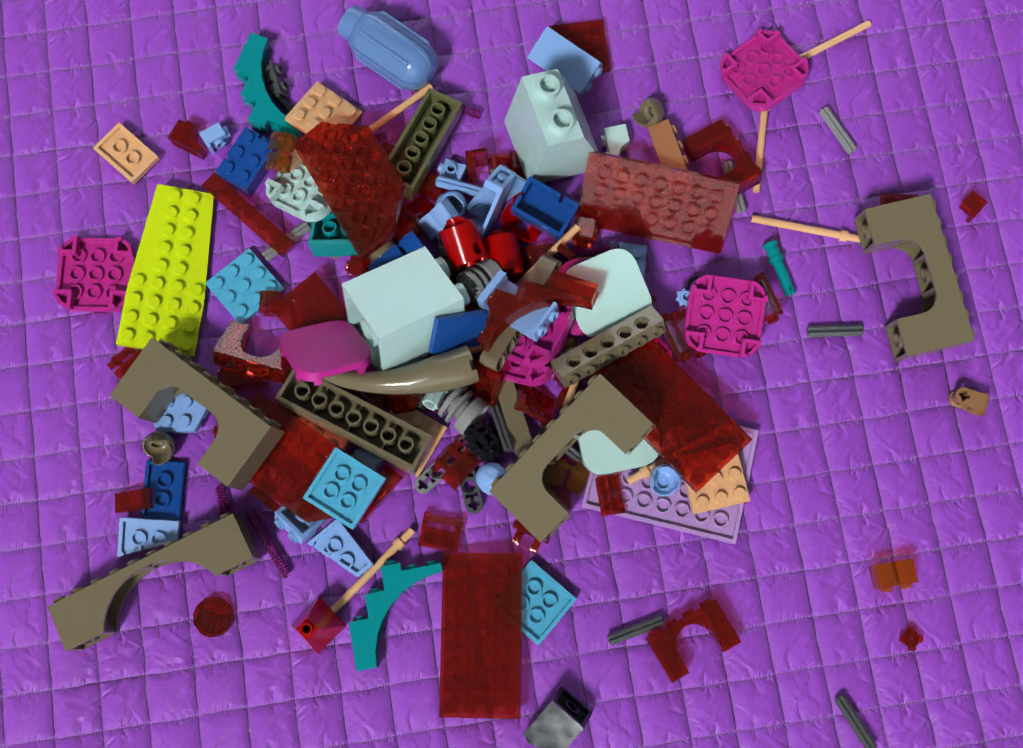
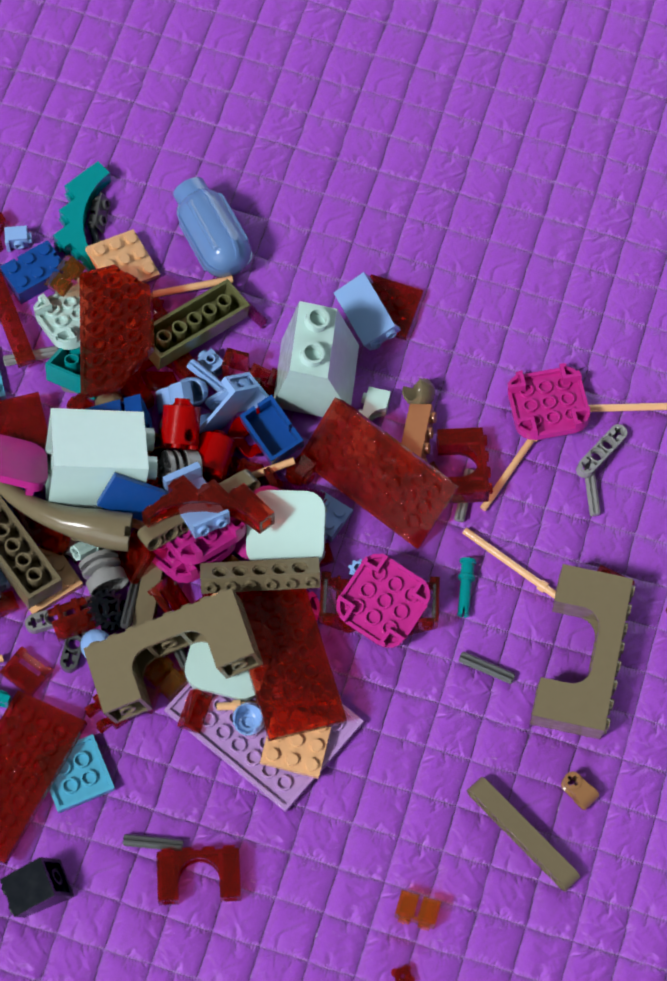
camera: 25 degrees right, 10 degrees down
(833, 93) = (603, 452): none -> light grey beam
(944, 462) = (523, 834): none -> dark tan beam

